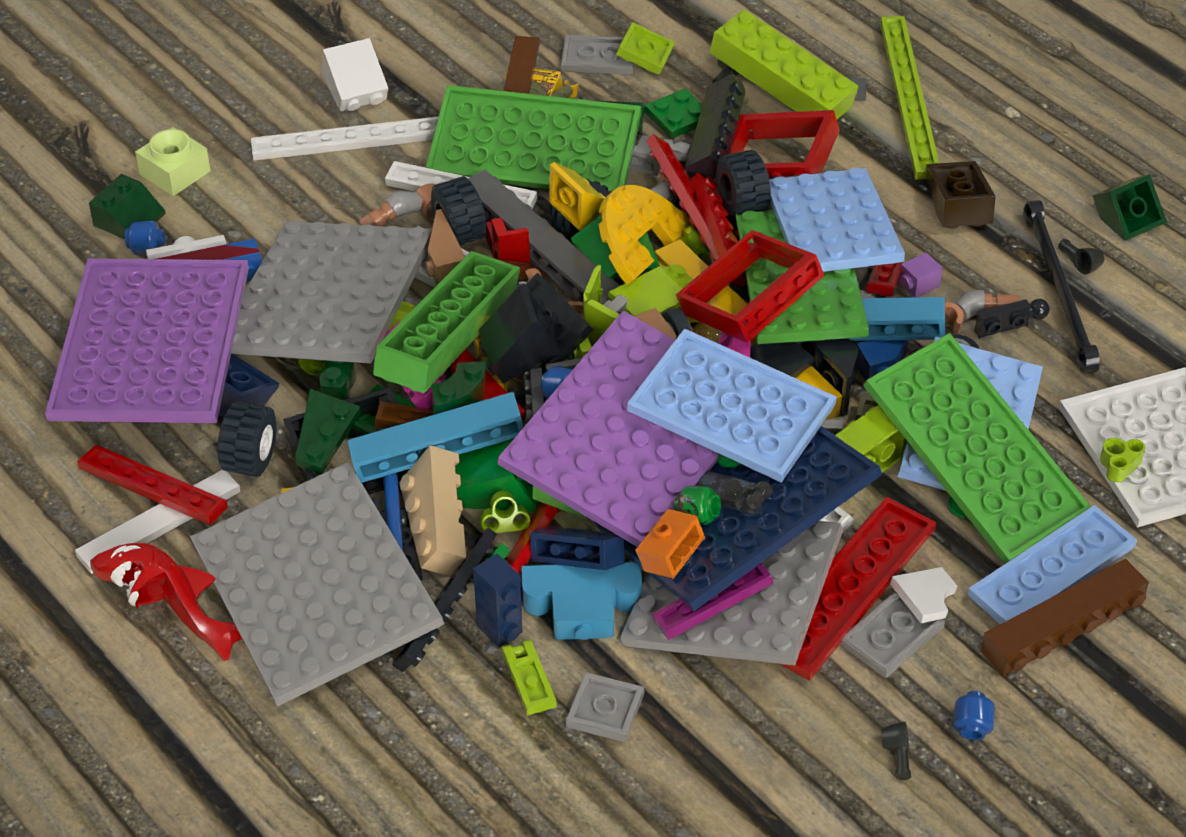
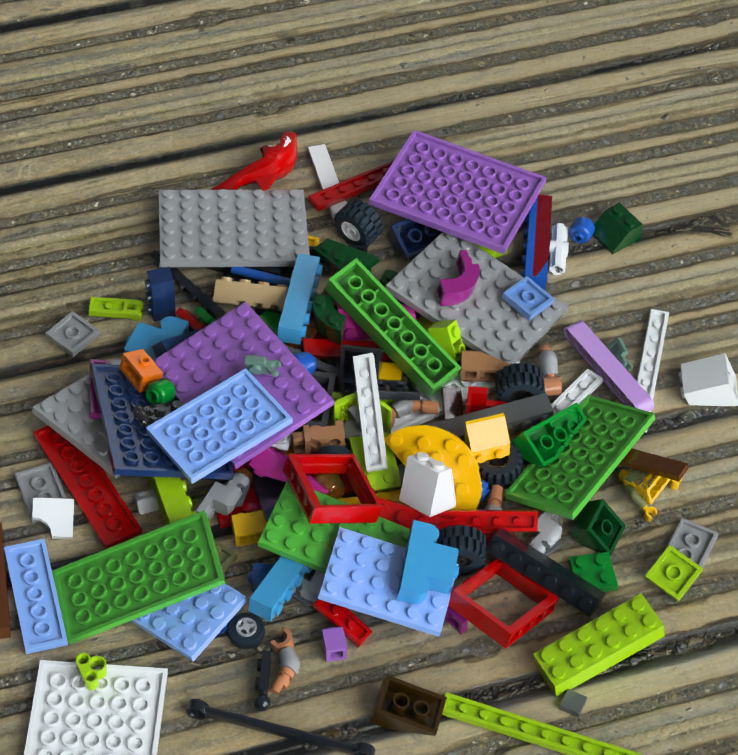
camera: 110 degrees right, 5 degrees up
(172, 160) = (655, 261): yellowish green piece -> none
(309, 236) = (527, 298): none -> medium blue plate
(324, 281) = (460, 288): none -> magenta arch
(343, 161) = (619, 350): none -> sand green plate
(374, 160) = (607, 366): none -> lavender beam
(414, 285) = (448, 337): none -> lime slope
(517, 170) = (548, 439): none -> green wedge
(614, 280) = (370, 412): none -> white plate
(615, 391) = (259, 365): none -> sand green plate
(688, 213) = (427, 485): none -> white slope
(802, 182) = (426, 564): none -> dark azure brick
(837, 364) = (245, 542): black slope -> none

